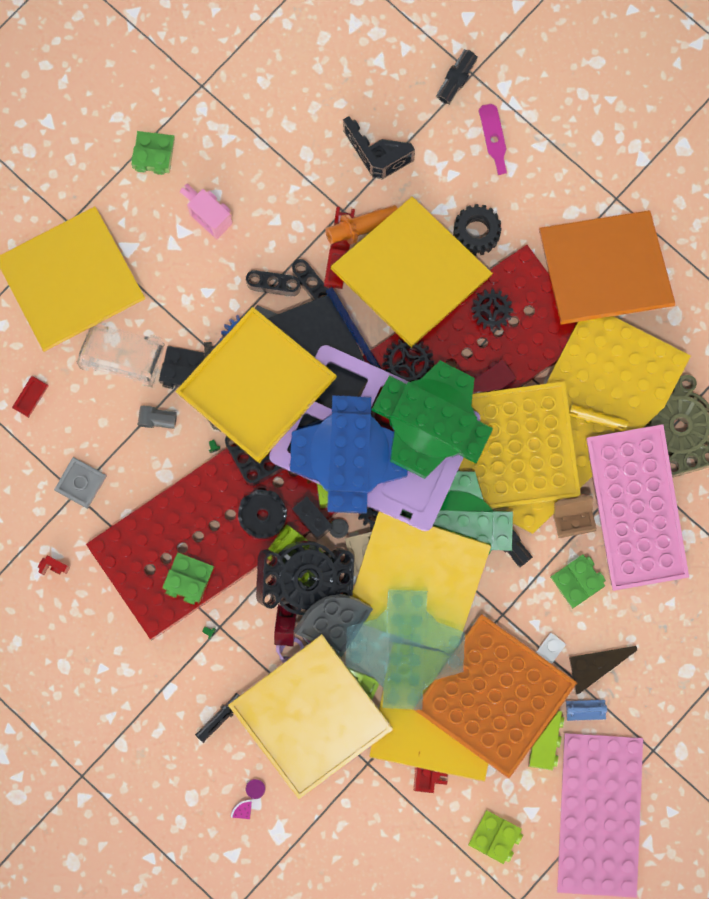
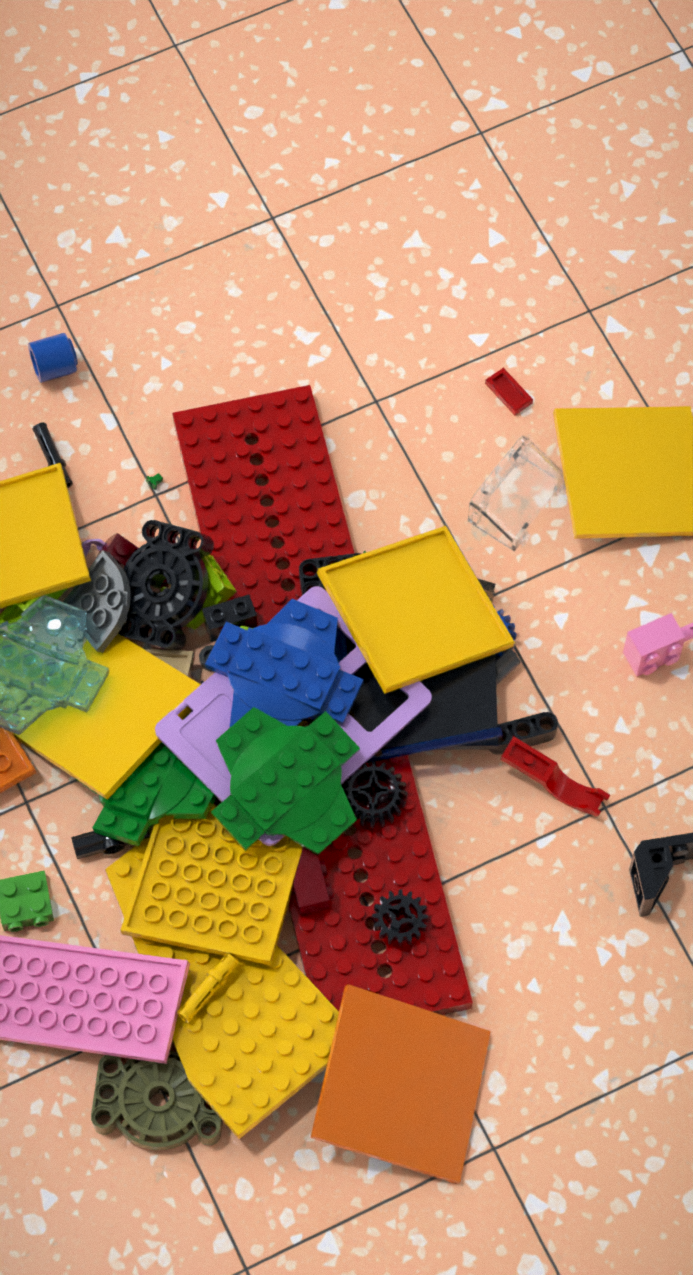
camera: 110 degrees right, 15 degrees down
(56, 566) = (302, 349): red bracket -> none
(80, 483) = (385, 408): light grey tile -> none
(136, 753) = (53, 357): none -> blue piece
(152, 417) = (429, 504): dark grey piece -> none
(178, 366) = (481, 552): black plate -> none
(188, 578) = (220, 467): bright green plate -> none
(257, 501) = (254, 553): black plate -> none
(266, 277) = (543, 679): black beam -> none
(351, 228) = (574, 813): orange gear -> none
(411, 271) = (488, 841): yellow tile -> none
(482, 215) = (519, 930): black tyre -> none
(492, 128) = (648, 1026): dark pink piece -> none
(574, 516) = (100, 921): medium nougat bracket -> none

